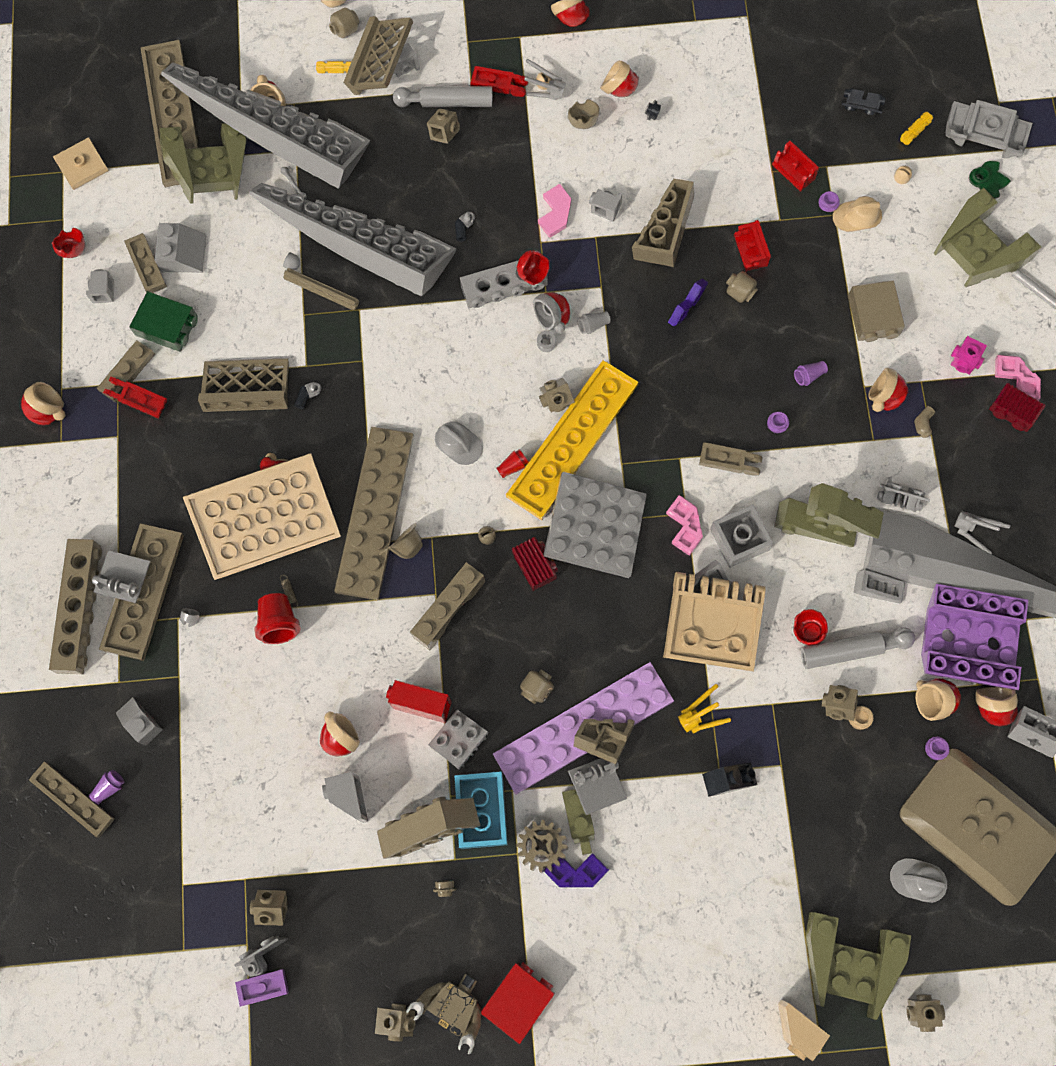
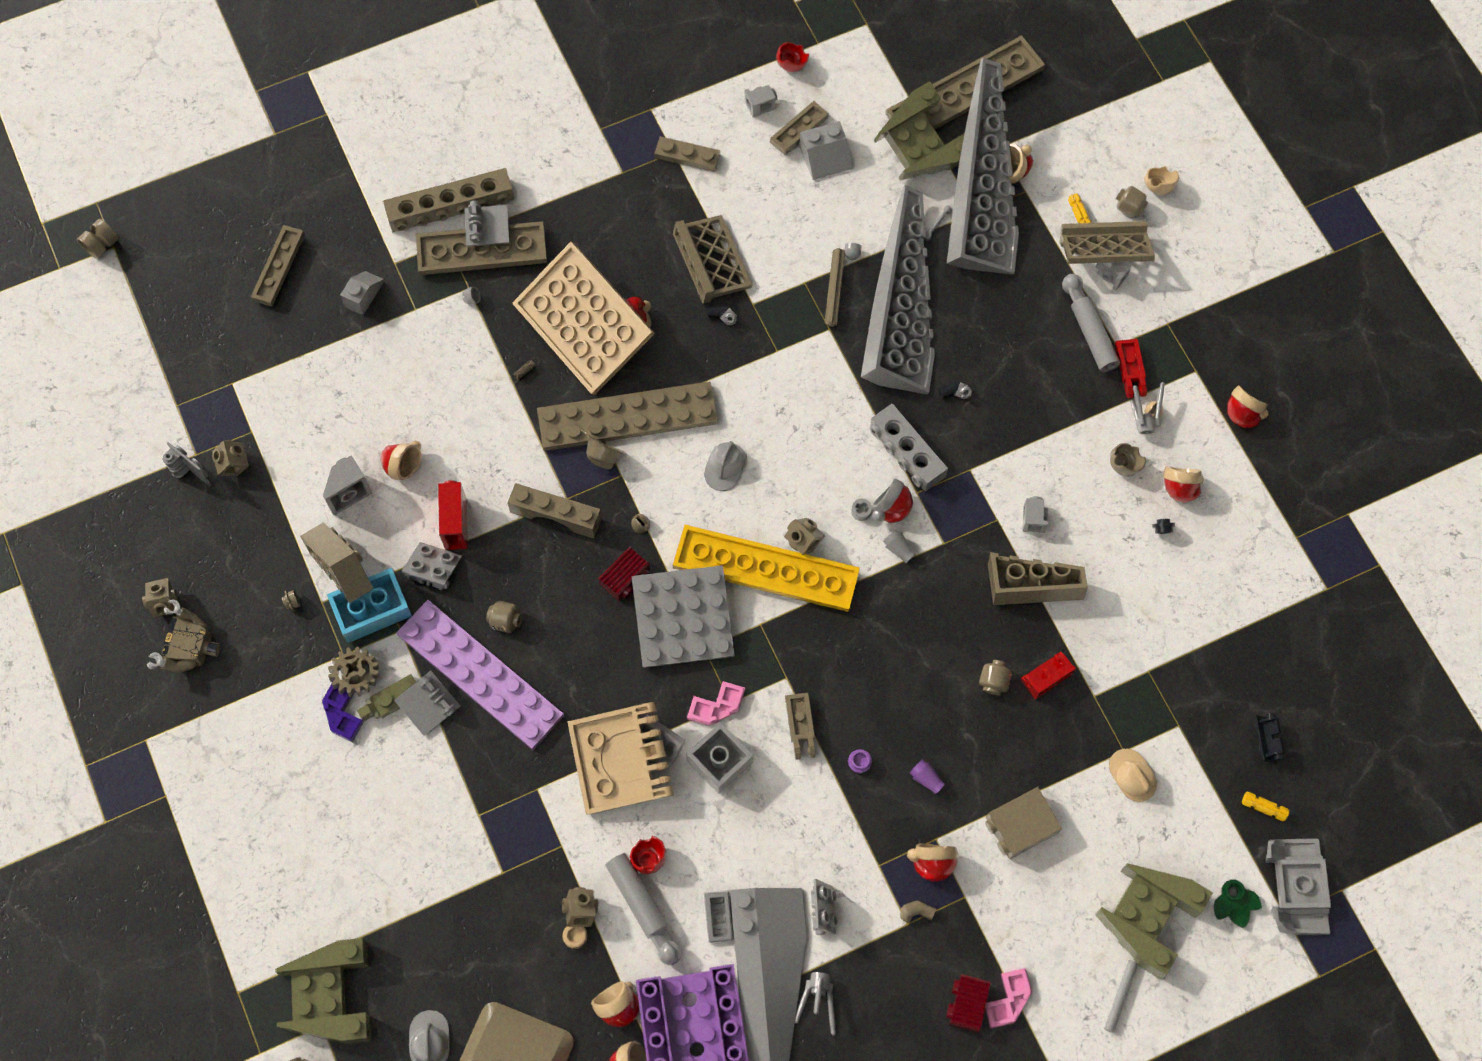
camera: 65 degrees right, 5 degrees down
(42, 404) = (627, 98): tan piece -> none
(80, 163) = (880, 35): tan plate -> none
(107, 786) = (298, 289): medium lavender cone -> none
(137, 398) = (661, 172): red hinge -> none
(164, 321) = (746, 165): dark green brick -> none
(261, 987) = (160, 479): medium lavender plate -> none
(276, 620) = (490, 366): red piece -> none
(443, 126) = (1054, 332): dark tan brick -> none
(513, 463) = (720, 521): red cone -> none
(518, 1002) = (207, 698): red brick -> none
(532, 267) = (925, 463): red hair -> none
(560, 204) = (1001, 476): bright pink tile -> none
(603, 738) = (471, 692): dark tan slope -> none
(691, 720) = (519, 770): yellow plant -> none
(693, 297) = (943, 626): dark purple tile -> none
(729, 779) = (471, 824): black slope -> none
(795, 166) = (1159, 690): red hinge -> none
(800, 1032) = (248, 957): tan slope -> none
(829, 201) = (1134, 739): medium lavender plate -> none
(829, 516) = (764, 829): olive wedge -> none
(903, 175) = (1196, 808): tan hinge -> none
(937, 748) = (567, 1020): medium lavender plate -> none
(968, 355) = (1014, 928): dark pink brick -> none

